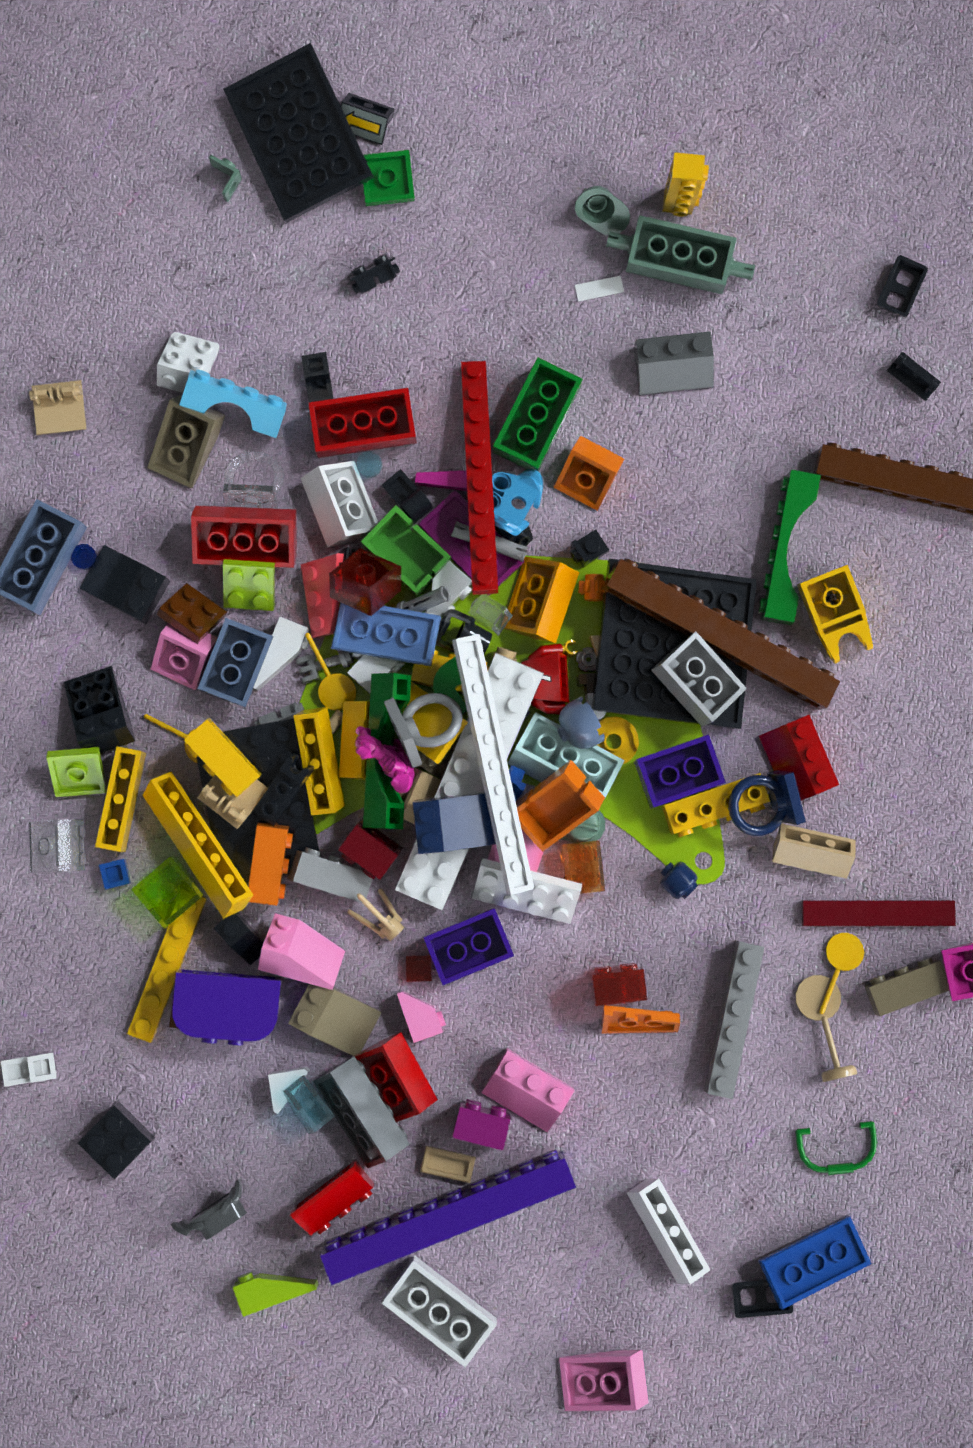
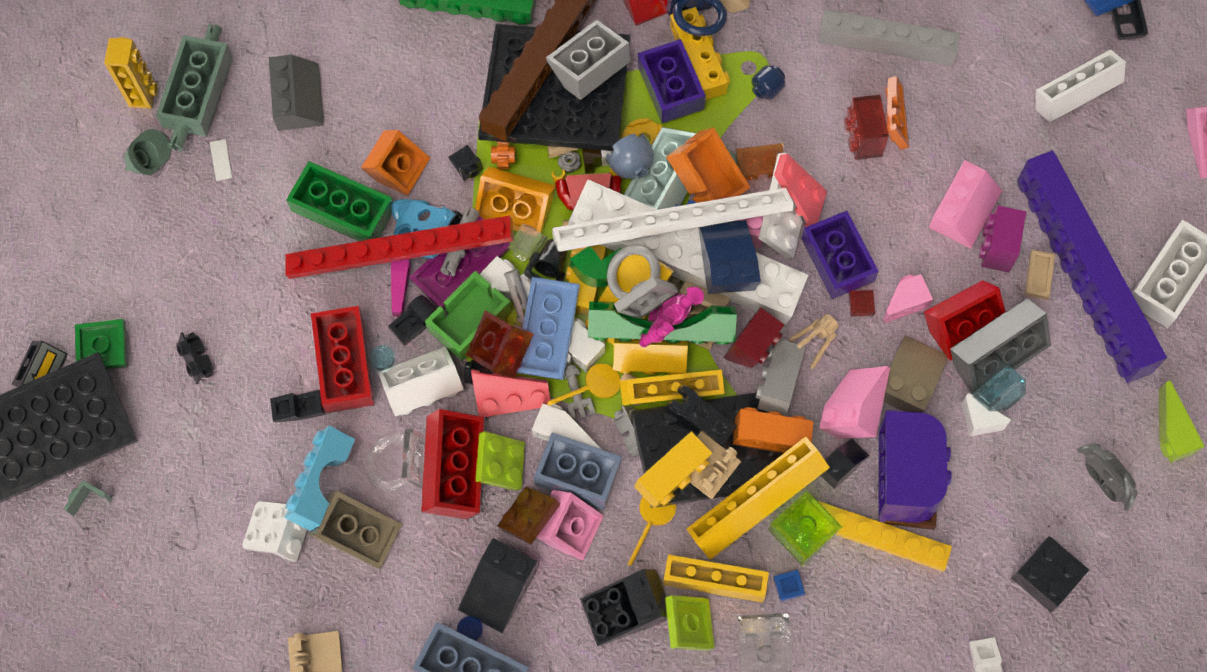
camera: 85 degrees left, 15 degrees down
(333, 1199) = (1082, 370): red slope -> none
(540, 909) = (802, 187): none -> coral wing

